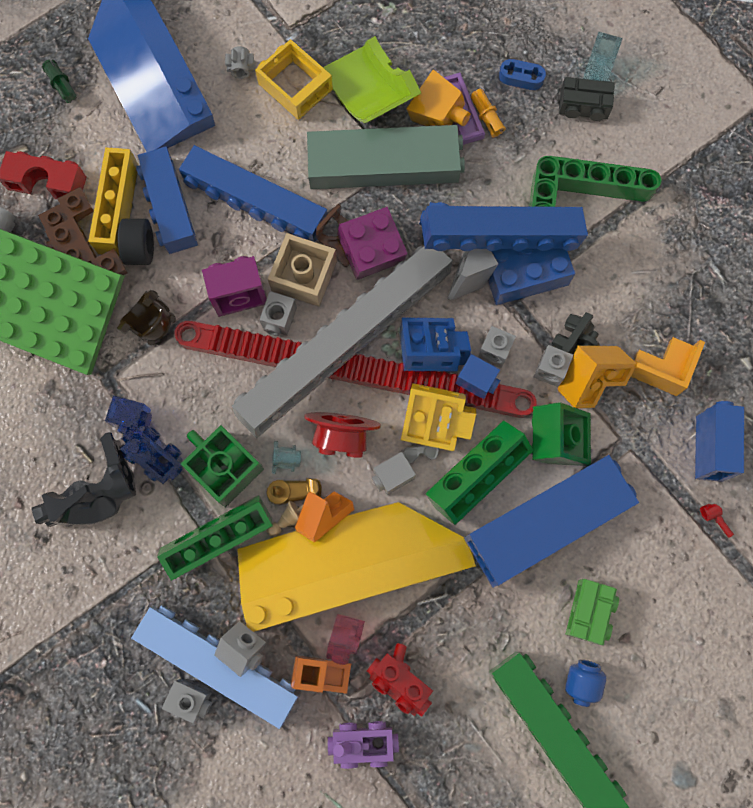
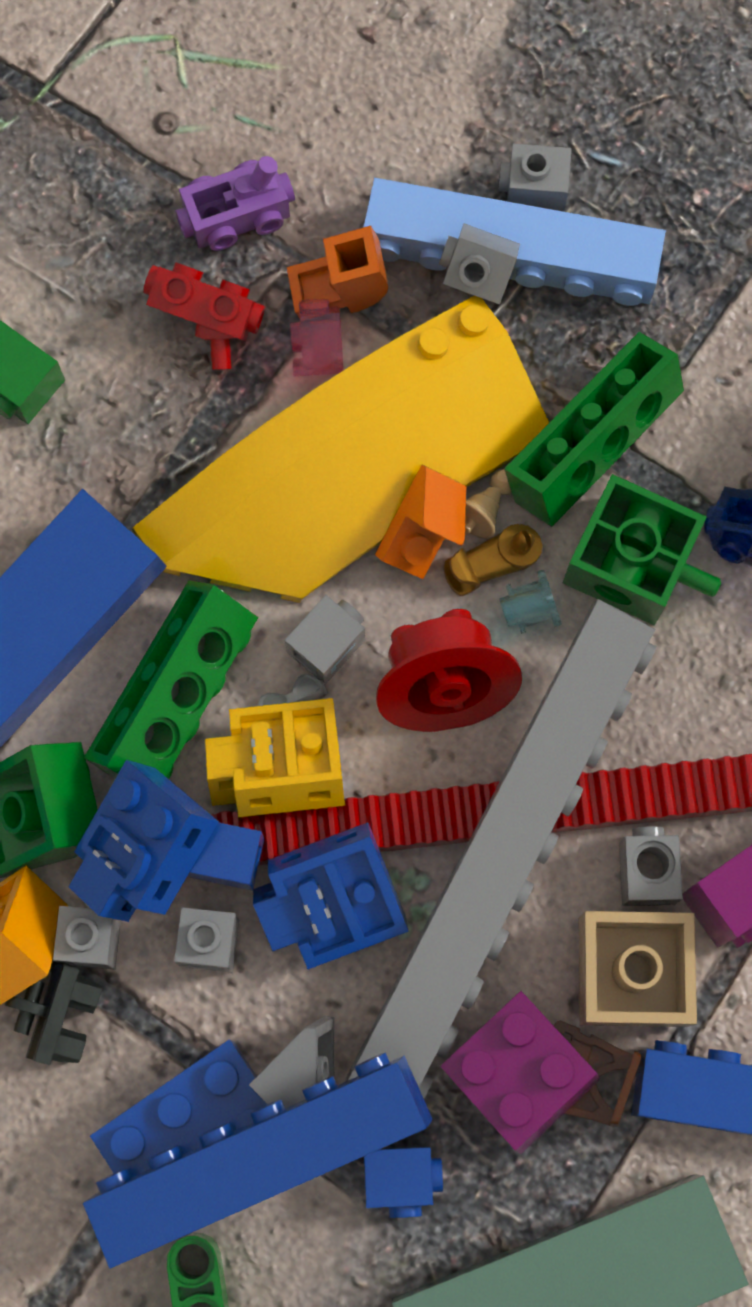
camera: 160 degrees right, 0 degrees up
(518, 390) = (140, 845): none -> blue piece

